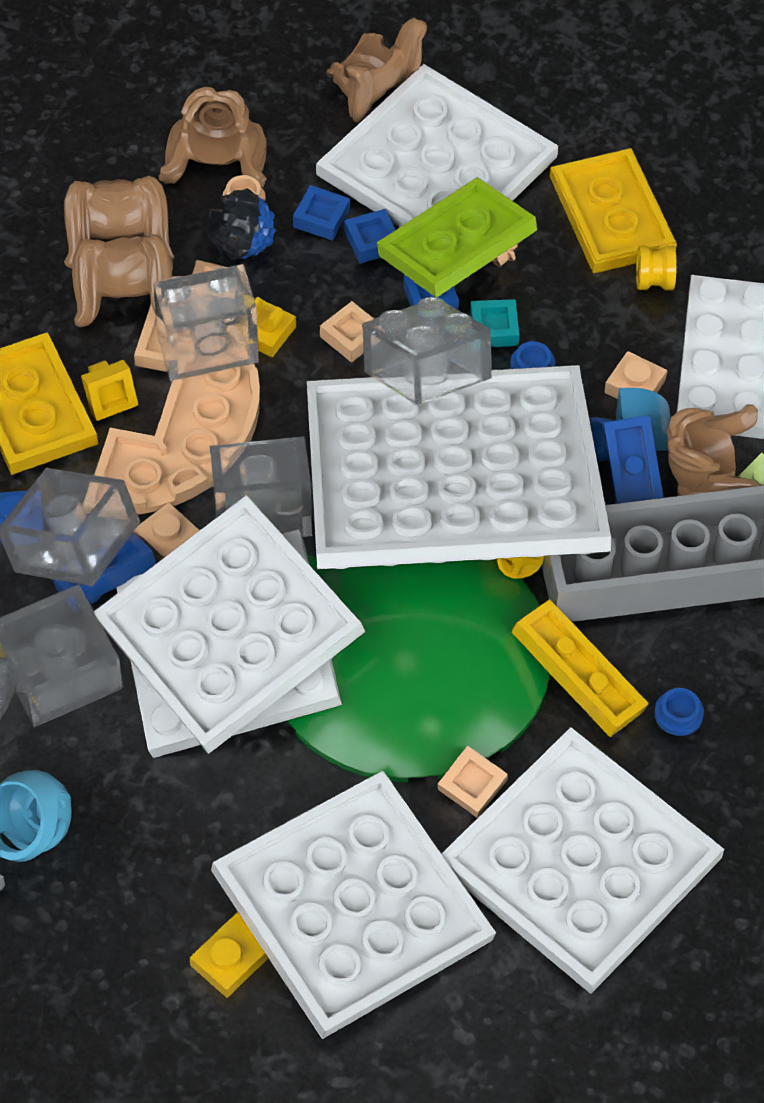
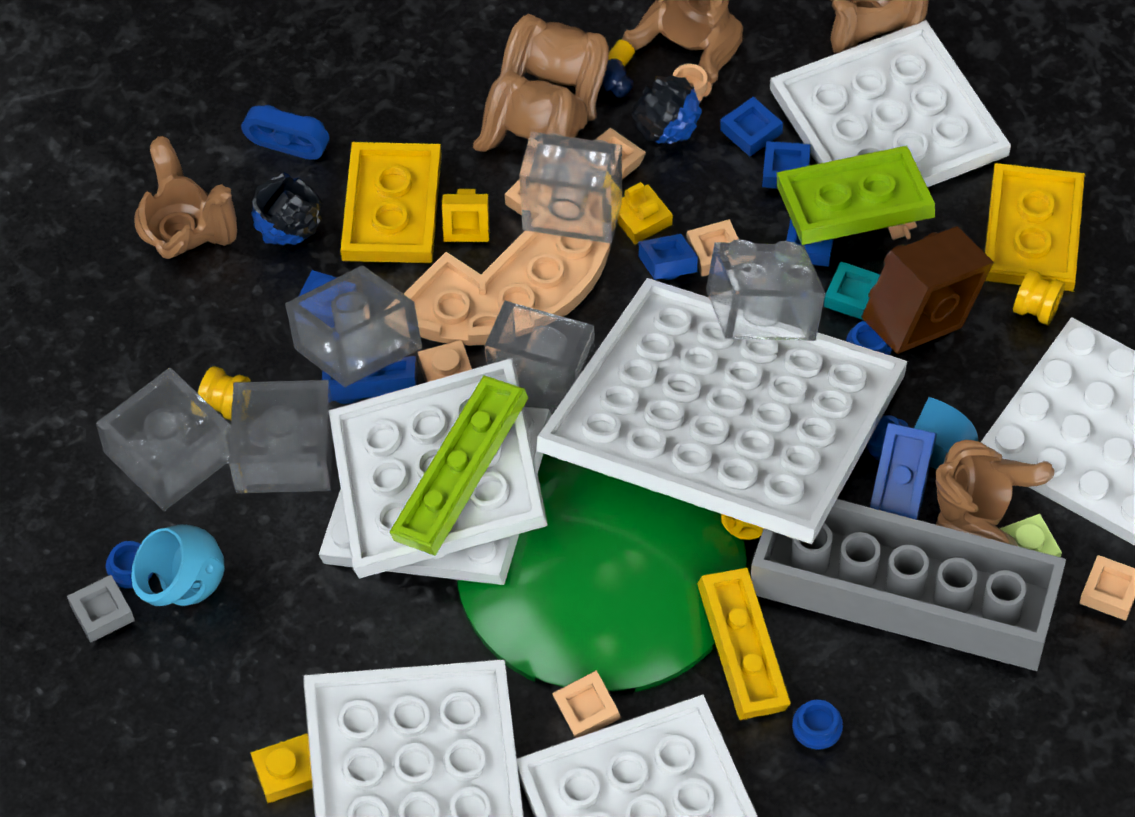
camera: 30 degrees right, 0 degrees up
(178, 217) = (615, 72): none -> dark blue arm
(255, 610) = (459, 465): none -> lime tile
(314, 355) = (668, 257): none -> blue plate
(566, 294) = (926, 289): none -> reddish brown brick
(635, 373) = (963, 393): light nougat plate -> none

